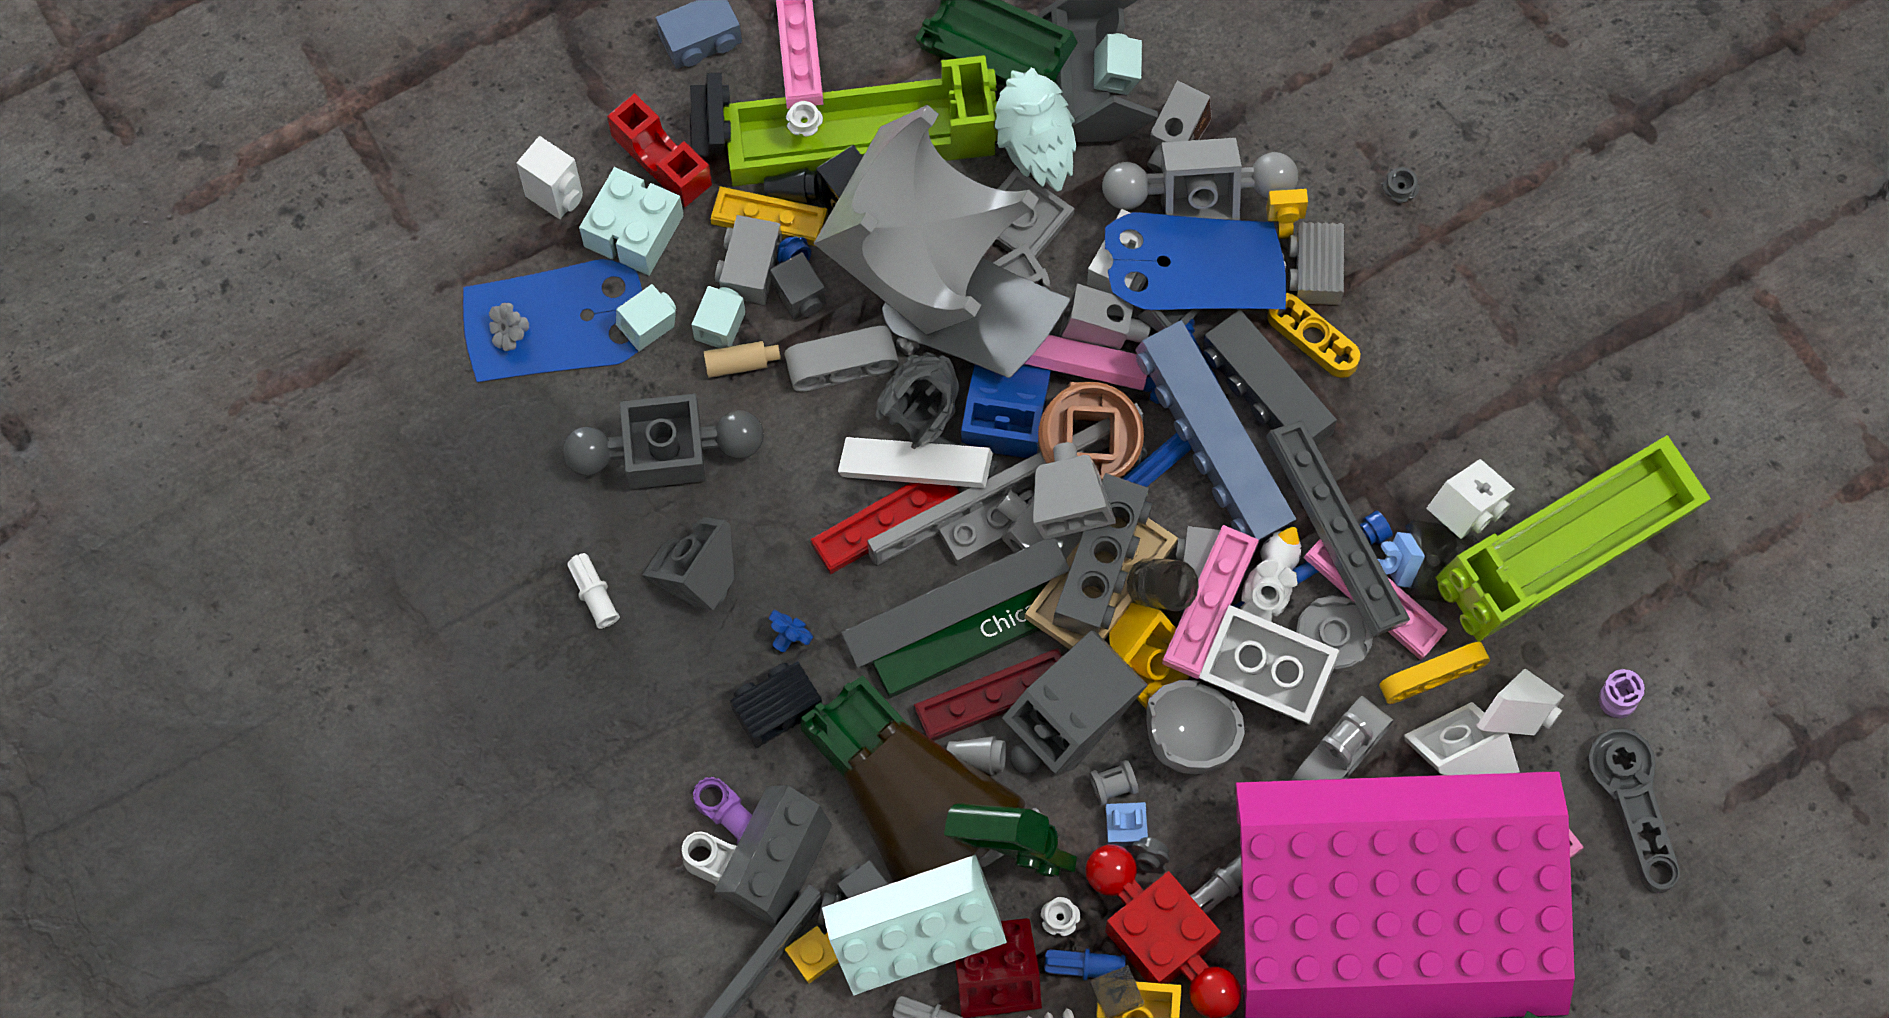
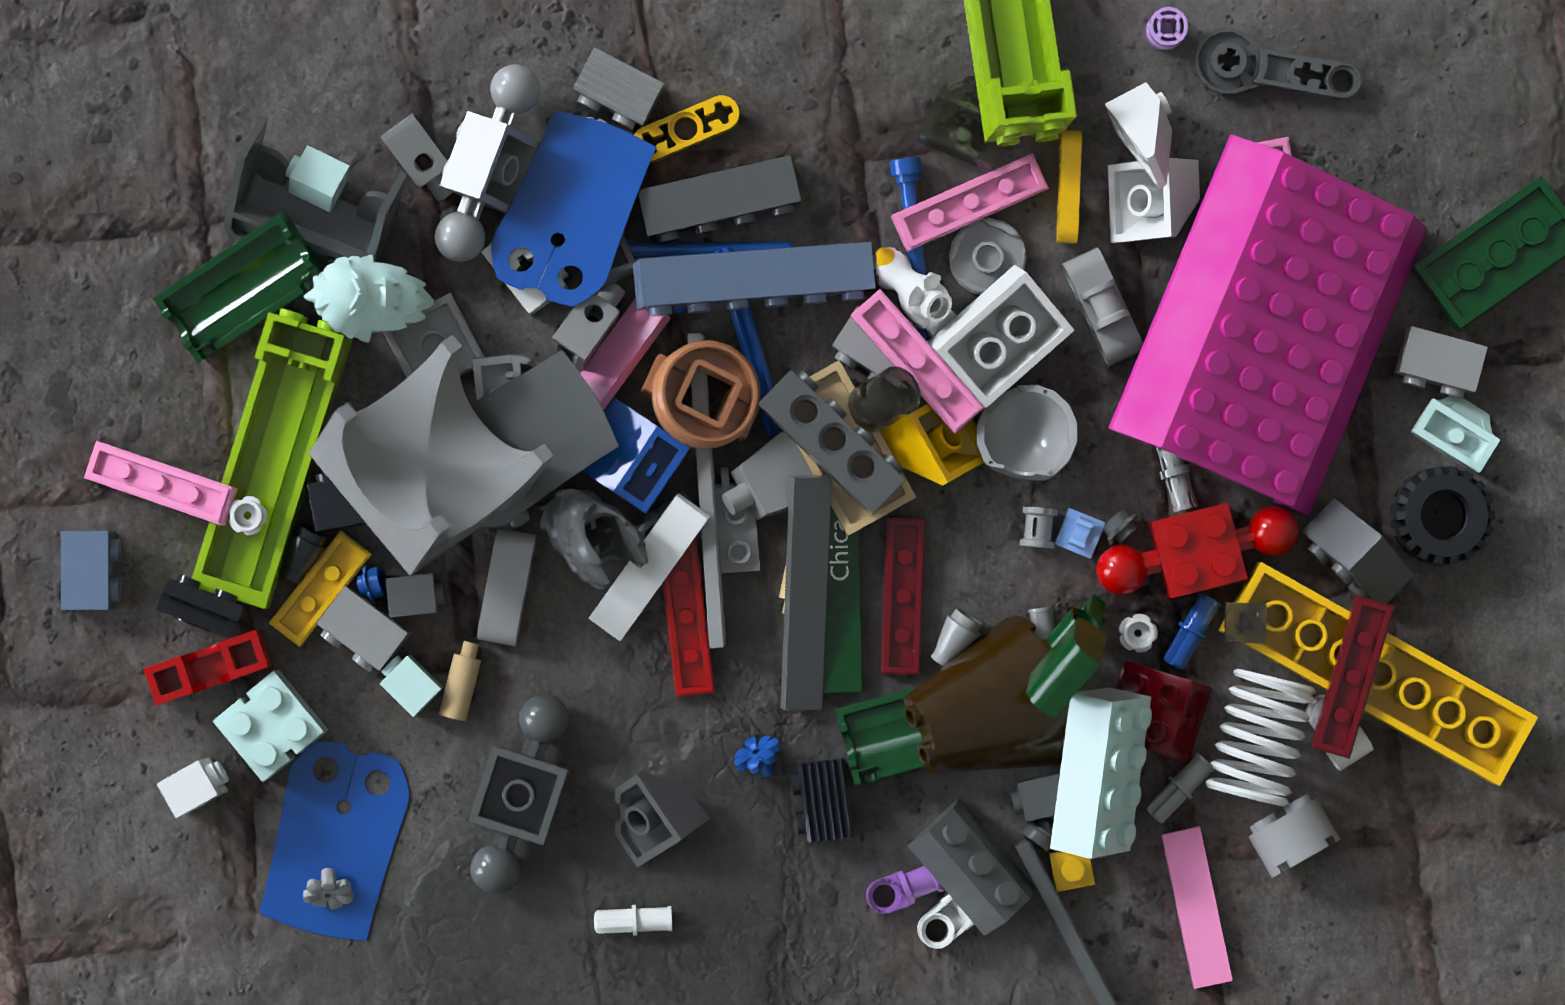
camera: 70 degrees left, 20 degrees up
(646, 317) = (379, 753): light aqua brick -> none
(1069, 495) = (768, 447): light grey torso -> none
(1072, 706) = (959, 535): dark grey slope -> none
(1286, 208) = (555, 94): yellow plate -> none
(1337, 528) = (898, 209): dark grey tile -> none
(1402, 559) = (951, 163): light blue tile -> none
(1471, 499) = (926, 70): white brick -> none

